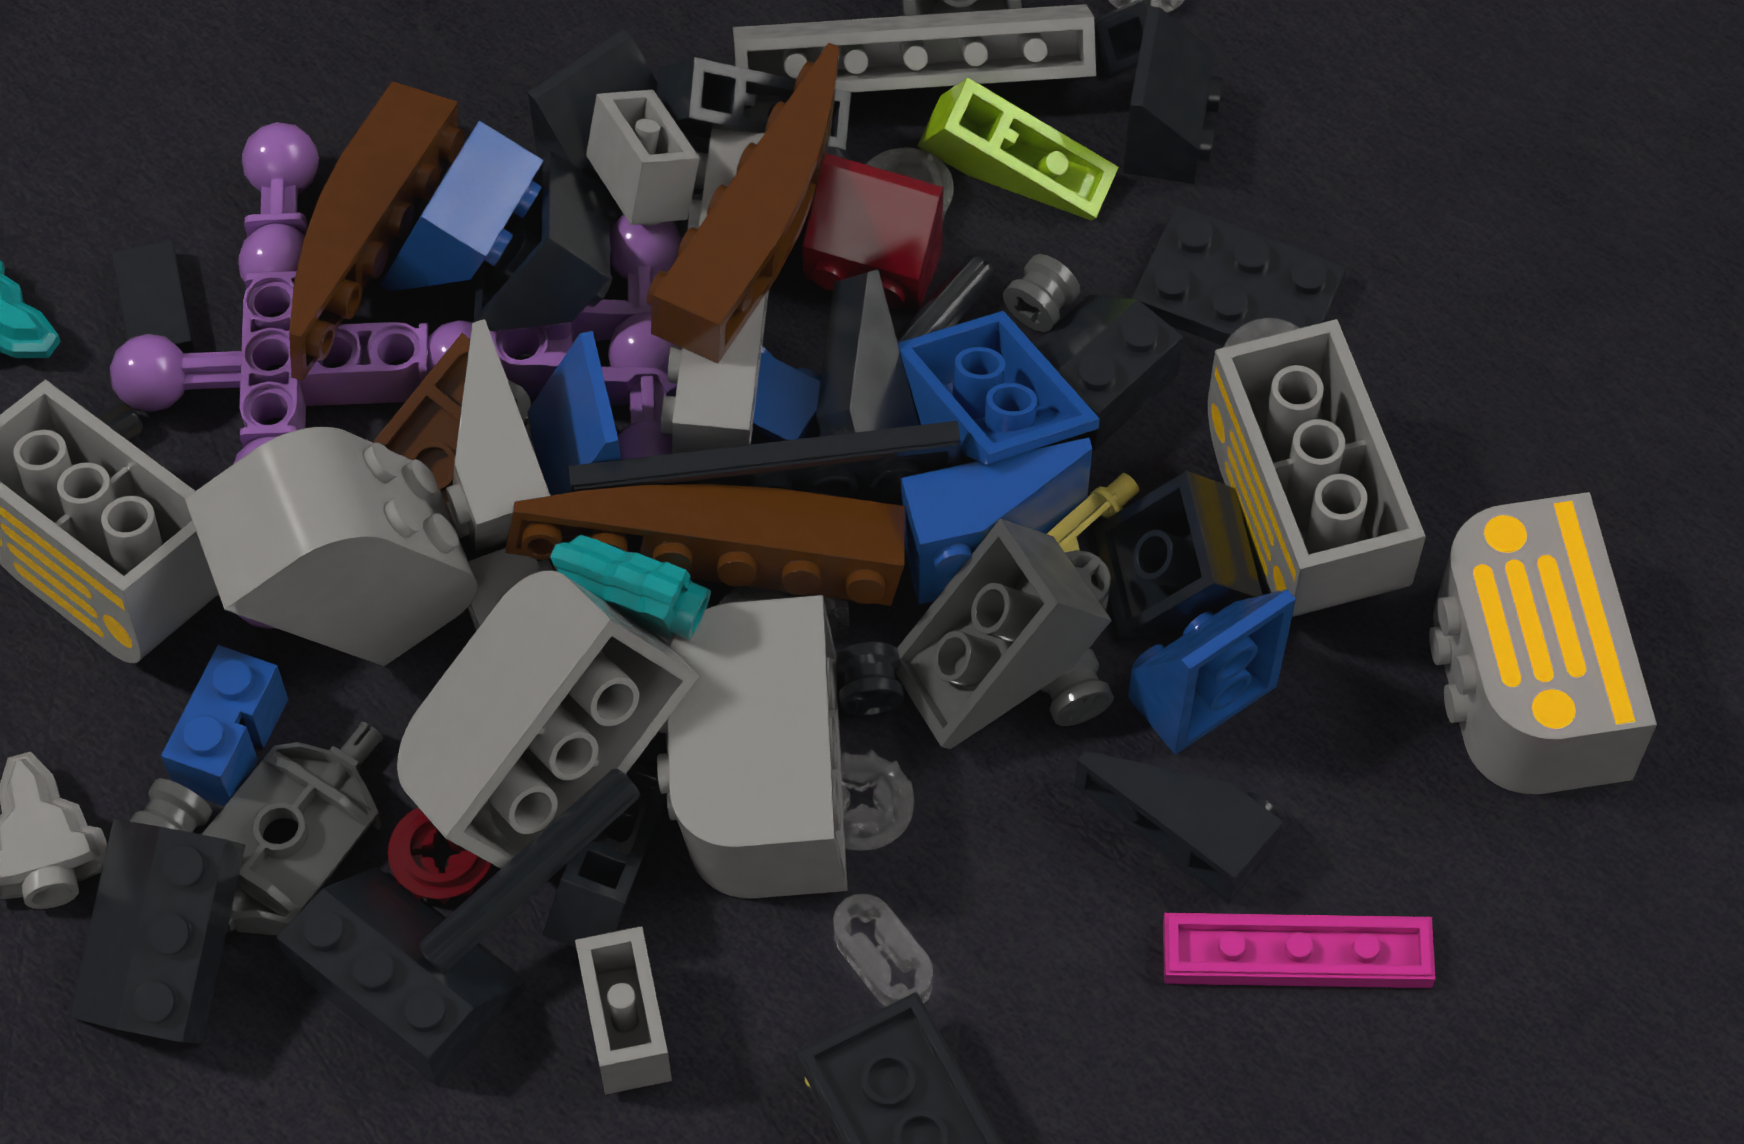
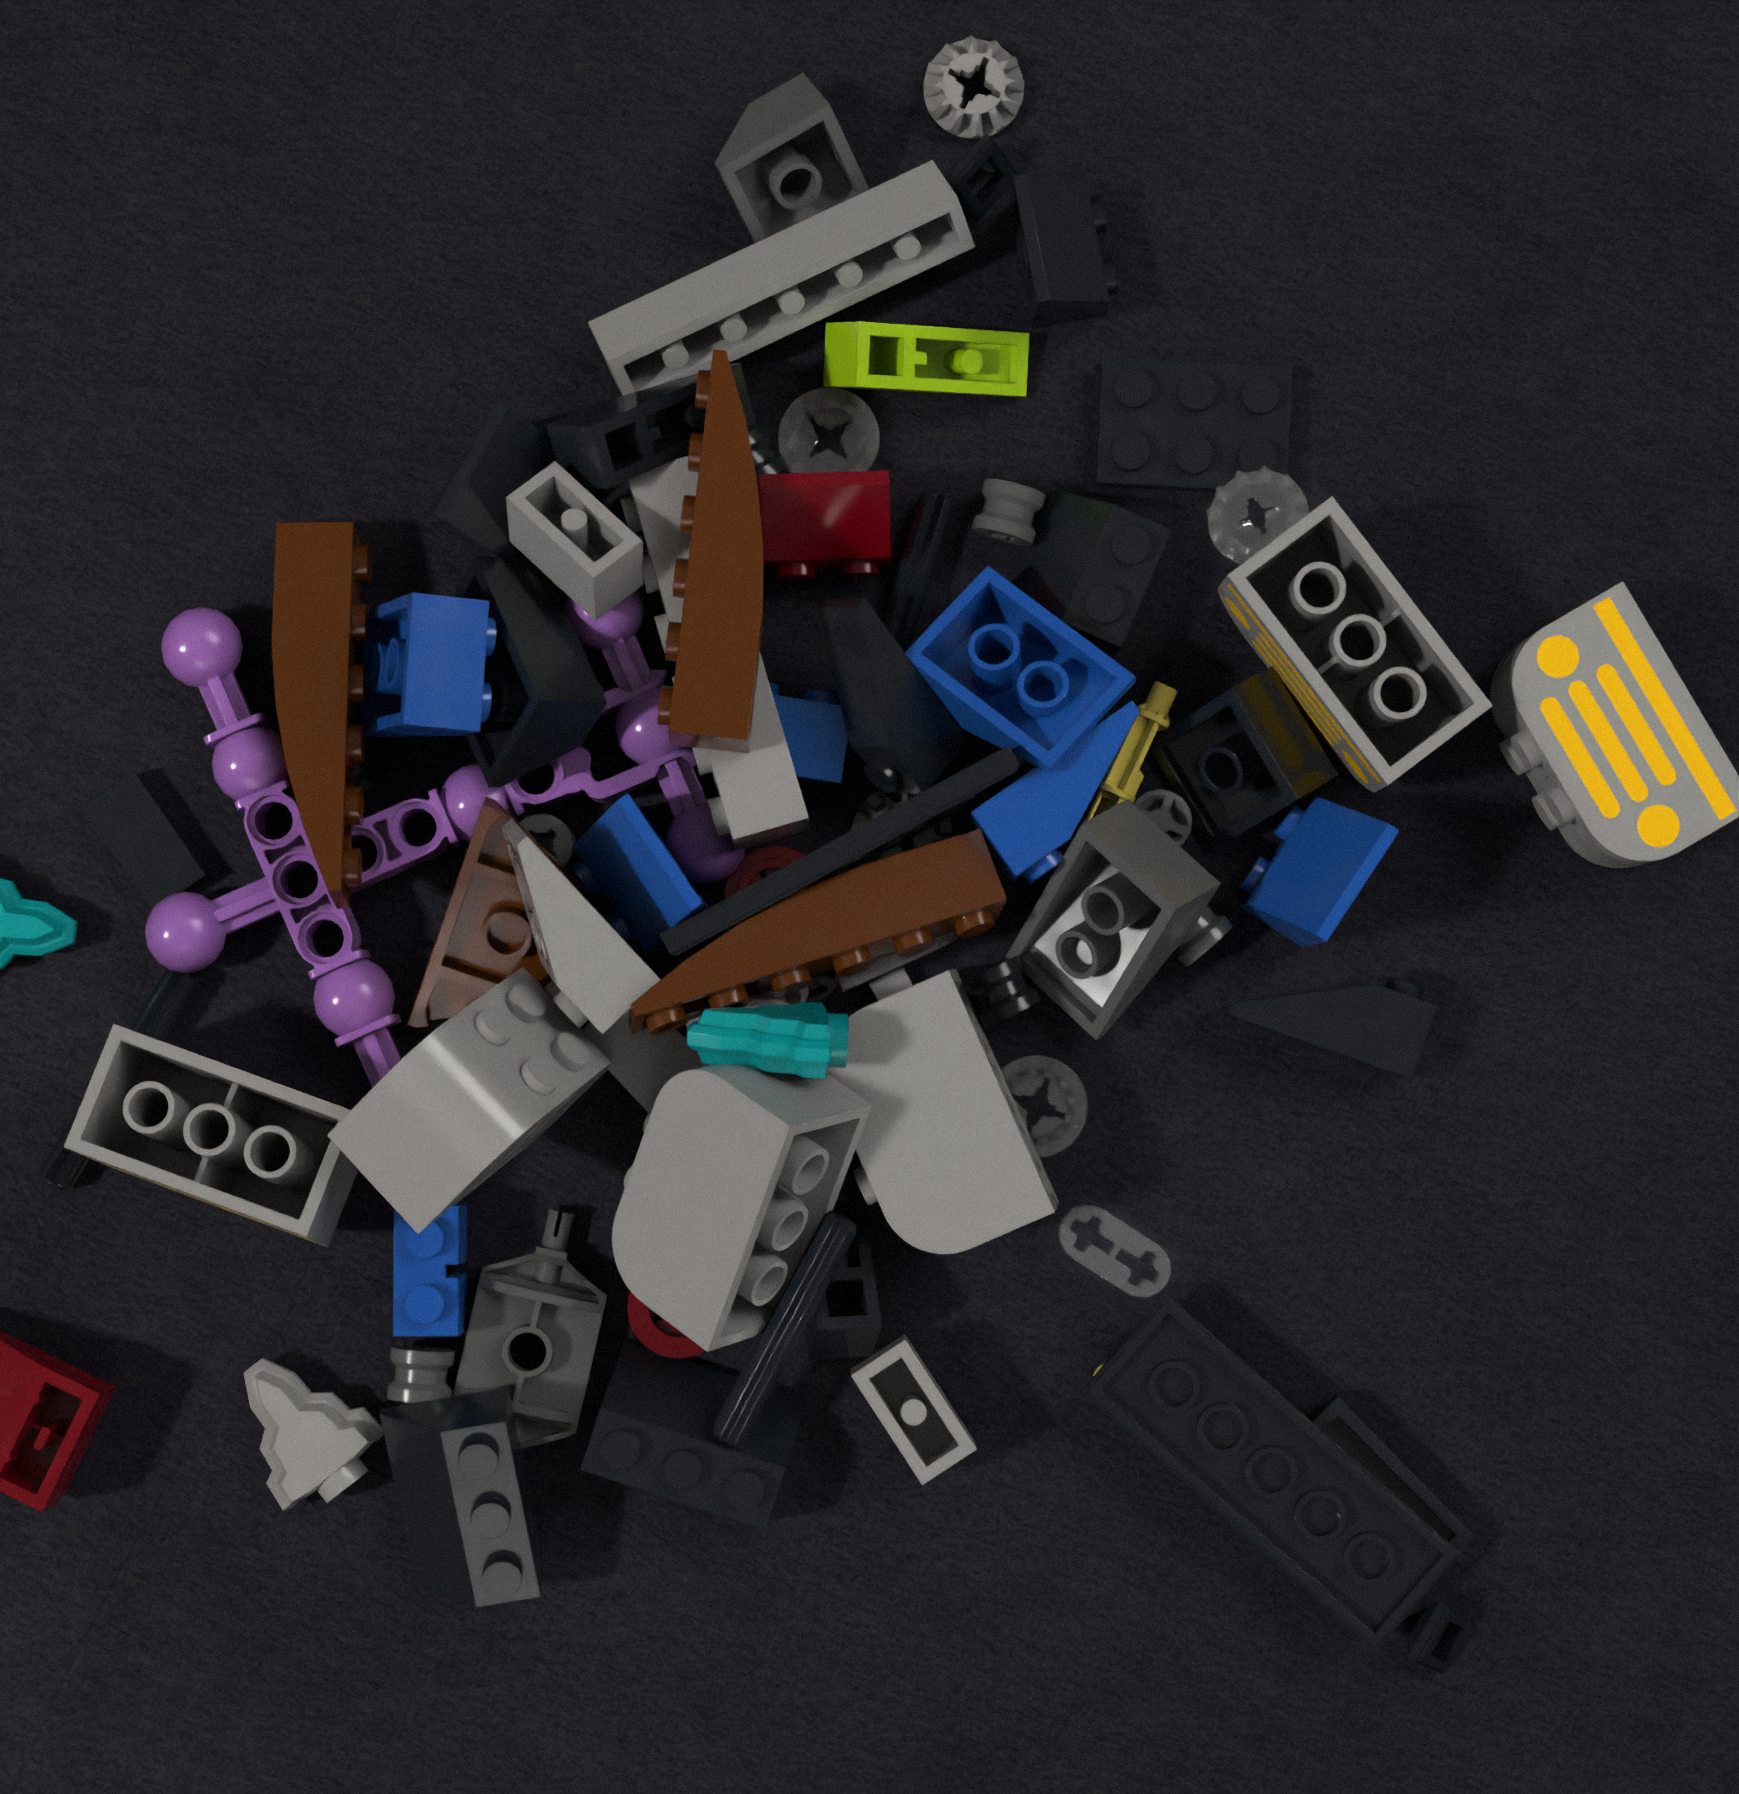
camera: 20 degrees left, 25 degrees up
(1298, 950) = (1481, 1104): dark pink tile -> none

